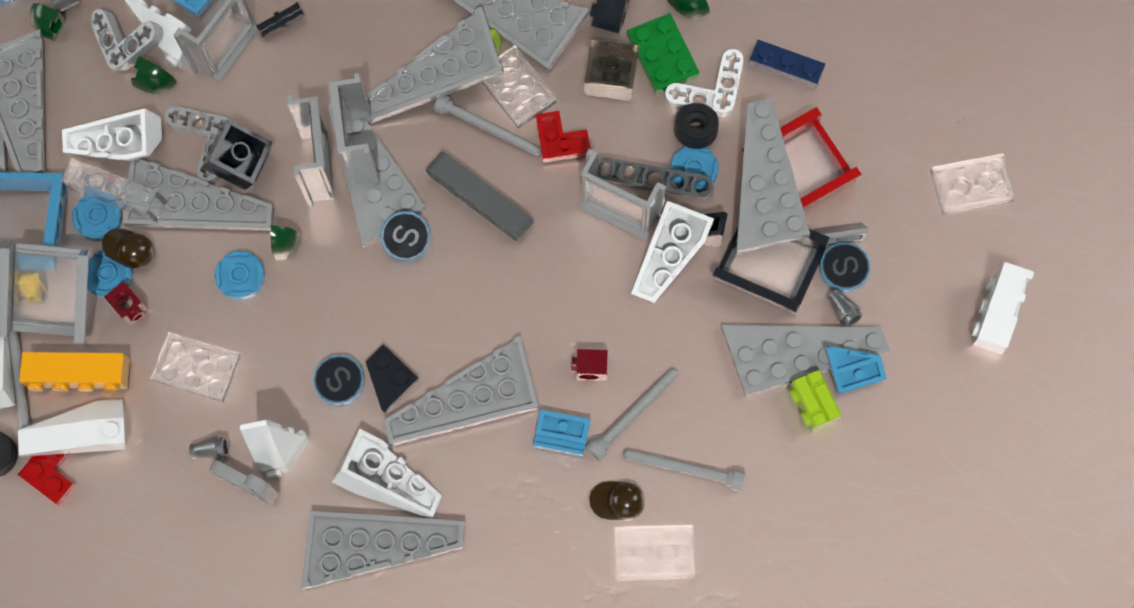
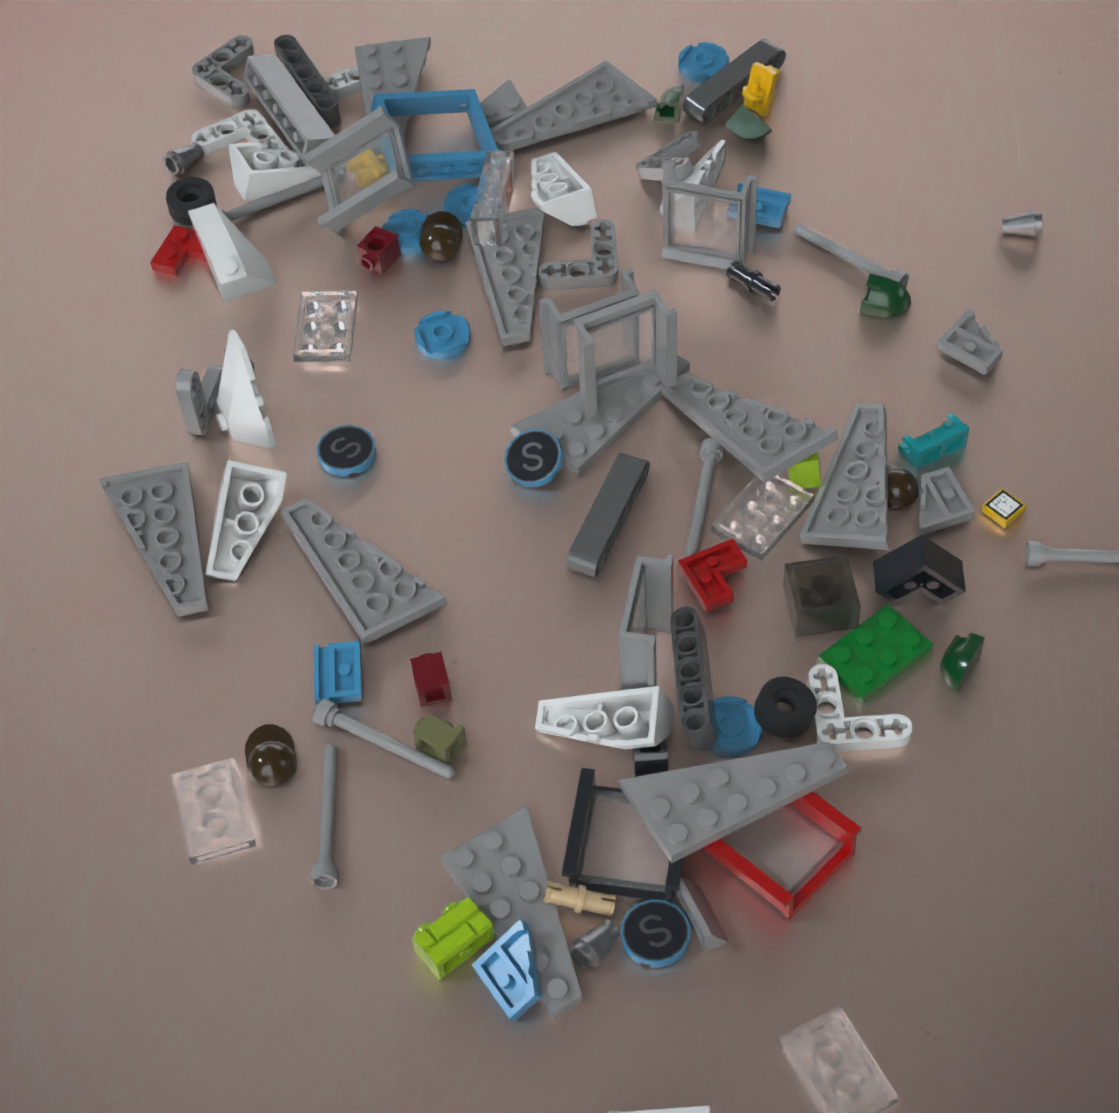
camera: 75 degrees right, 20 degrees down
(74, 370) = (292, 232): light orange brick -> none
(151, 77) = (641, 198): dark green brick -> none
(237, 154) = (572, 278): black brick -> none
(284, 241) = (486, 352): dark green brick -> none
(389, 377) = (362, 495): black wing -> none
(646, 372) = (439, 738): none -> olive brick
(787, 63) = (922, 795): dark blue plate -> none
(809, 308) = (579, 898): none -> tan pin

